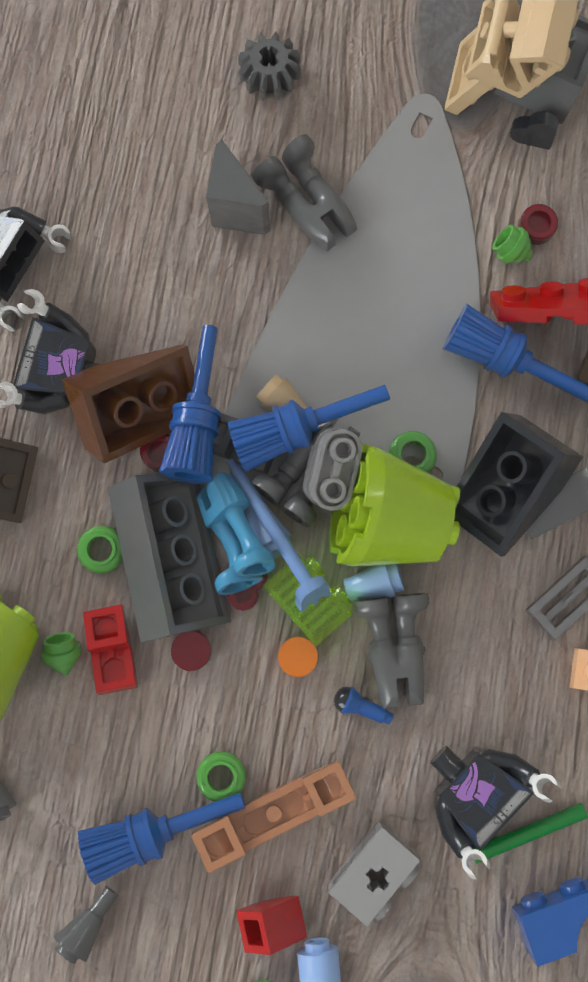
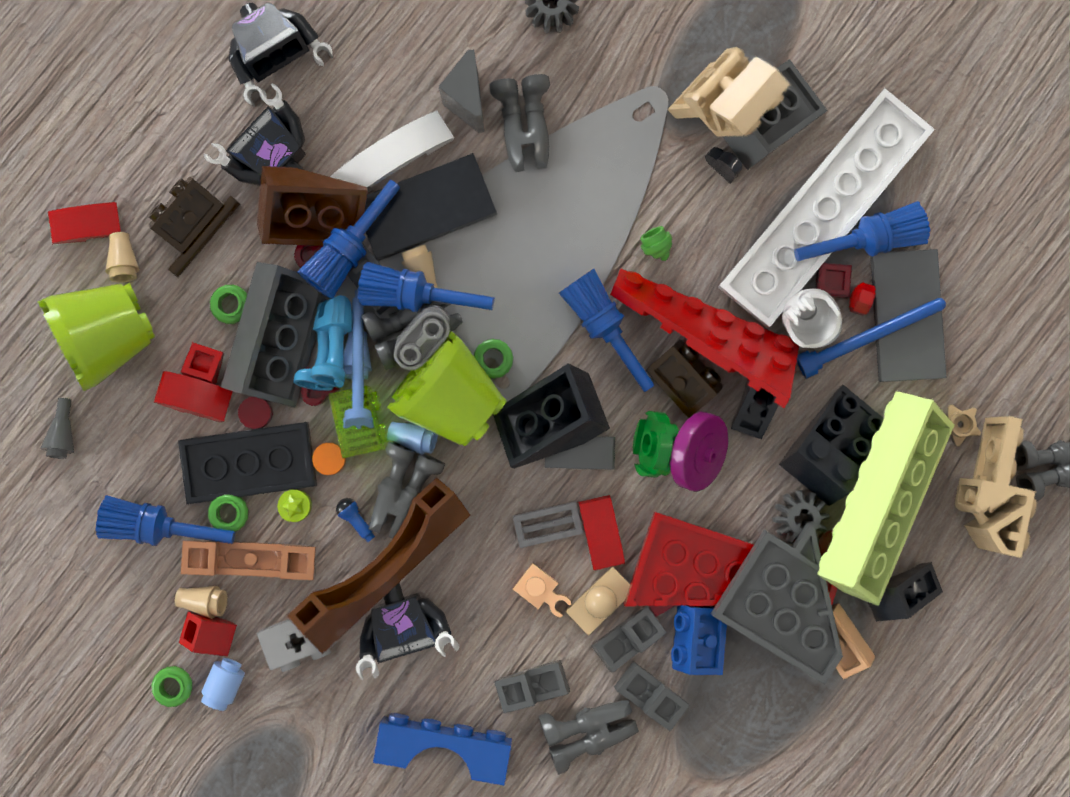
camera: 30 degrees right, 5 degrees up
(35, 493) = (204, 236): none -> dark brown bar
(61, 652) = (161, 360): bright green plate -> none
(80, 934) = (70, 567): dark grey cone -> none
(115, 668) = (193, 396): none -> red slope
(191, 294) = (396, 151): none -> white slope
(211, 710) = (247, 462): none -> black tile
(246, 890) = (202, 600): none -> tan cone
(260, 333) = (430, 207): none -> black tile
(288, 728) = (294, 505): none -> lime tile
(405, 815) = (334, 610): none -> reddish brown arch
(534, 831) = (425, 672): green bar -> none
(539, 222) = (686, 236): dark red tile -> none

